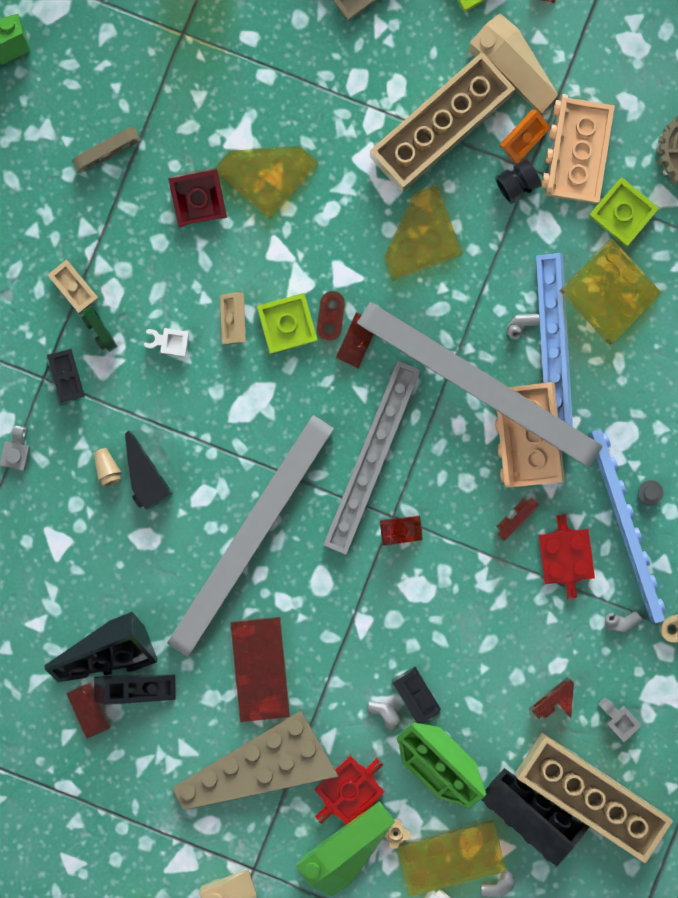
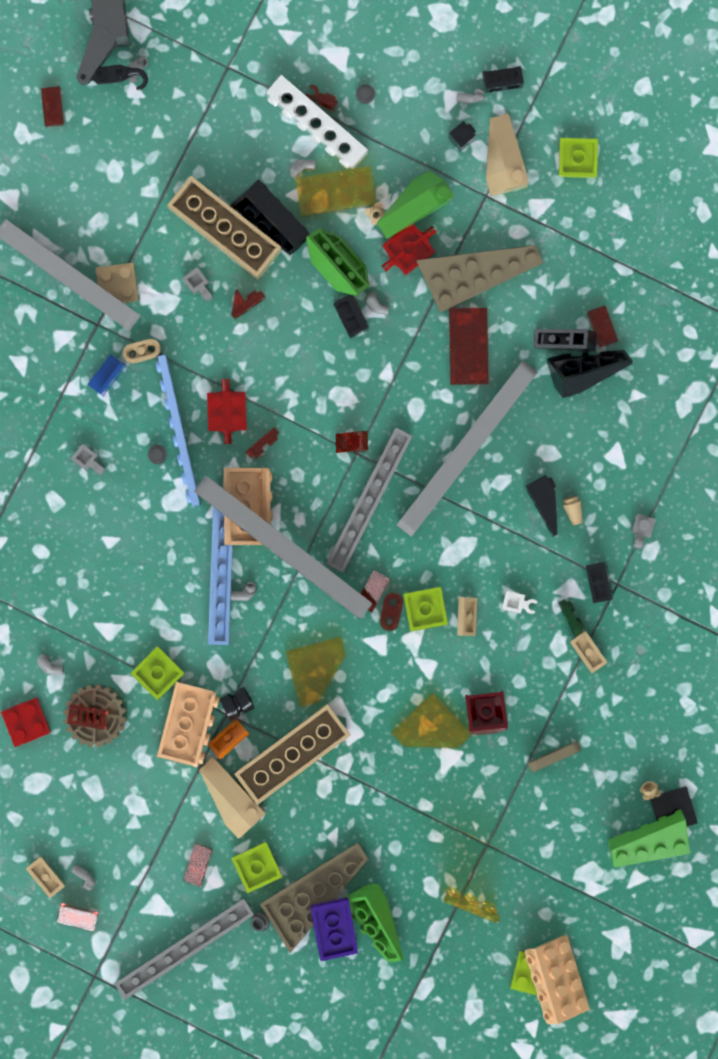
camera: 175 degrees left, 0 degrees up
(610, 291) = (174, 611): clear yellow plate -> none
(622, 624) = (189, 356): light grey arm -> none

